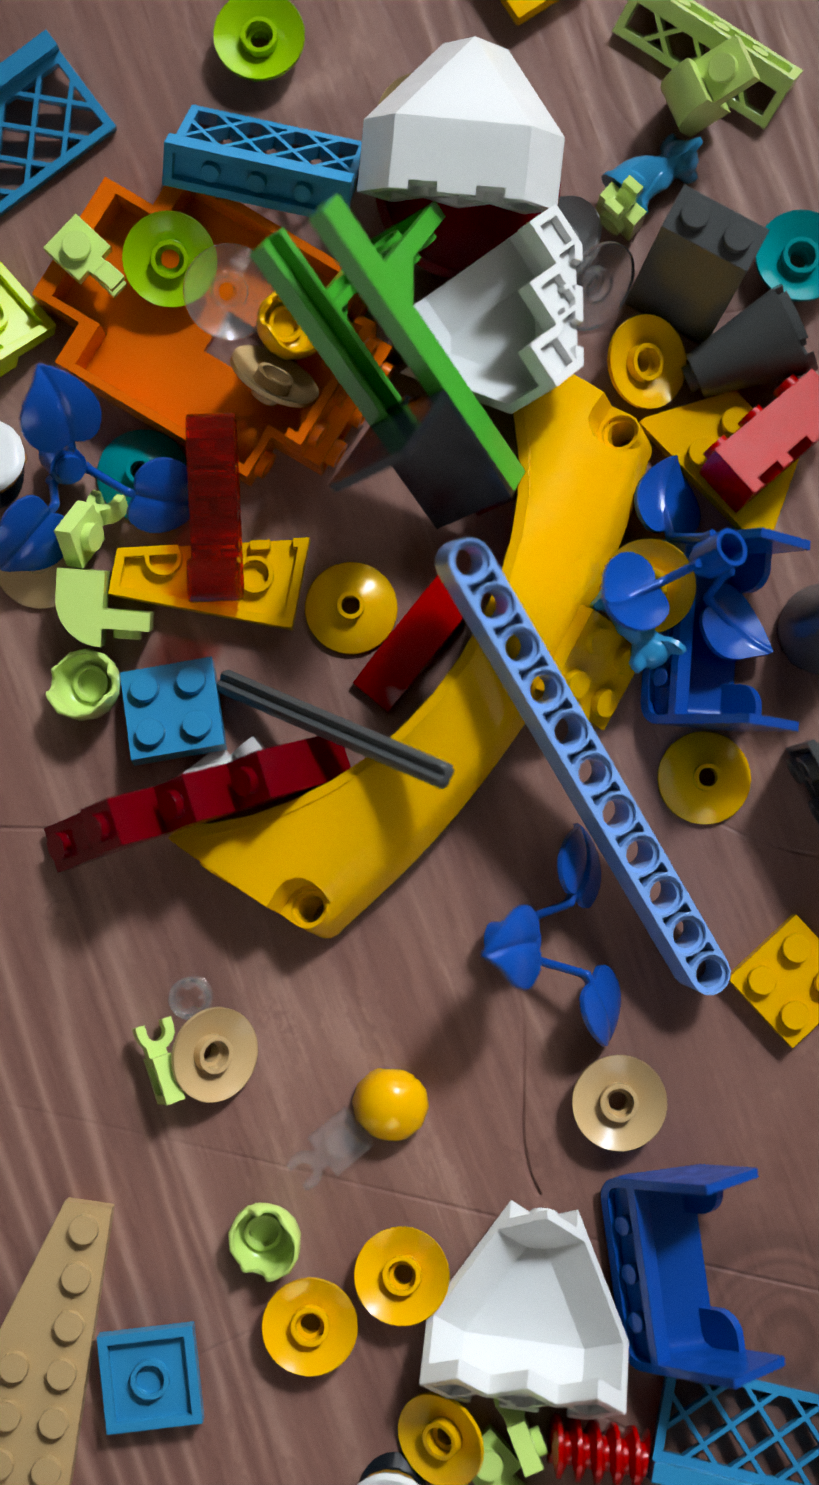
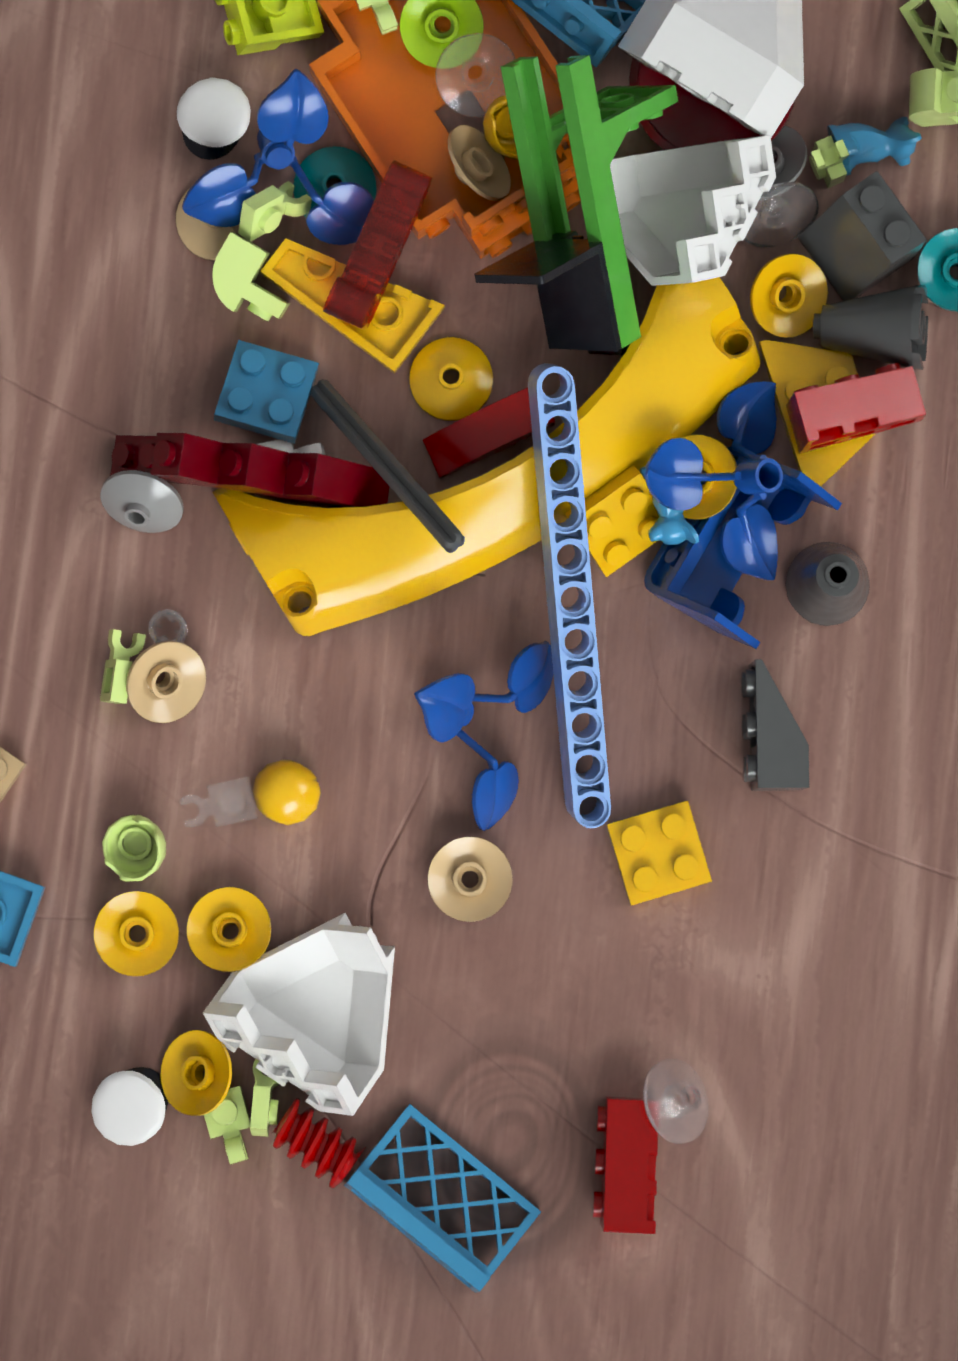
camera: 25 degrees right, 0 degrees up
(84, 685) = (205, 336): yellowish green hair -> none
(100, 884) = (142, 501): none -> light grey dish
(663, 1277) = (440, 1027): blue windscreen -> none
(680, 780) = (666, 678): yellow dish -> none

